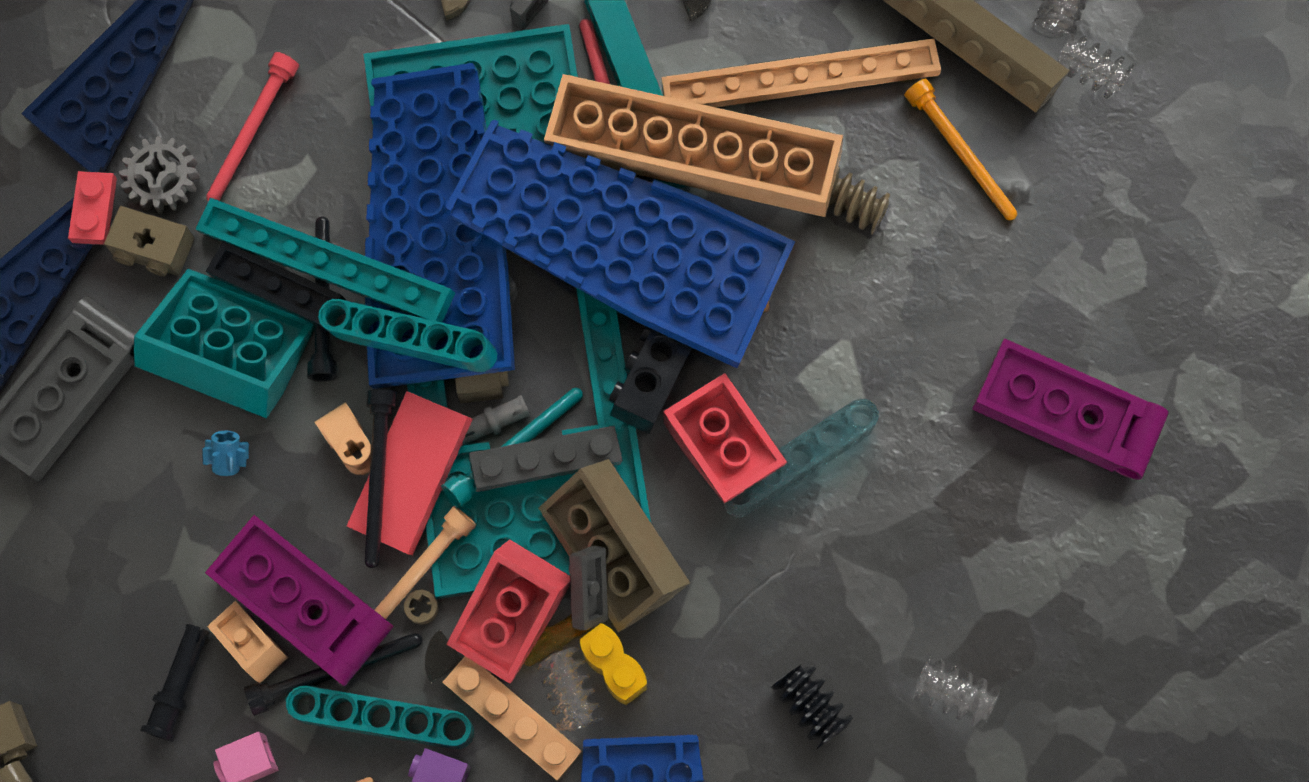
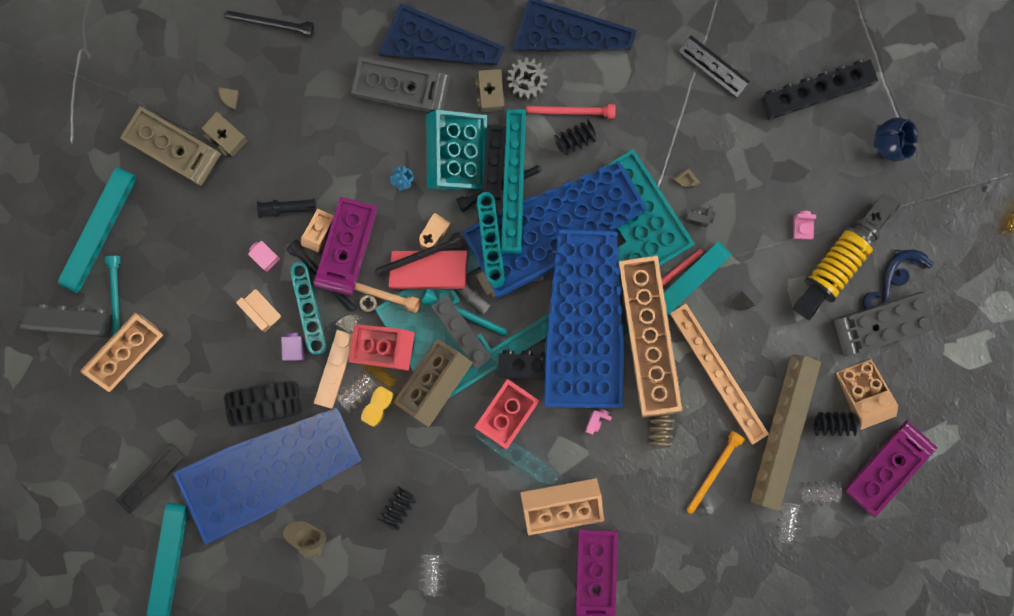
camera: 60 degrees right, 10 degrees up
(92, 207) = (495, 55): coral plate -> none
(299, 137) = (575, 137): none -> black piece
(588, 587) = (406, 380): dark grey plate -> none
(798, 306) = (594, 423): none -> bright pink bracket
(923, 416) = (562, 506): none -> light nougat slope

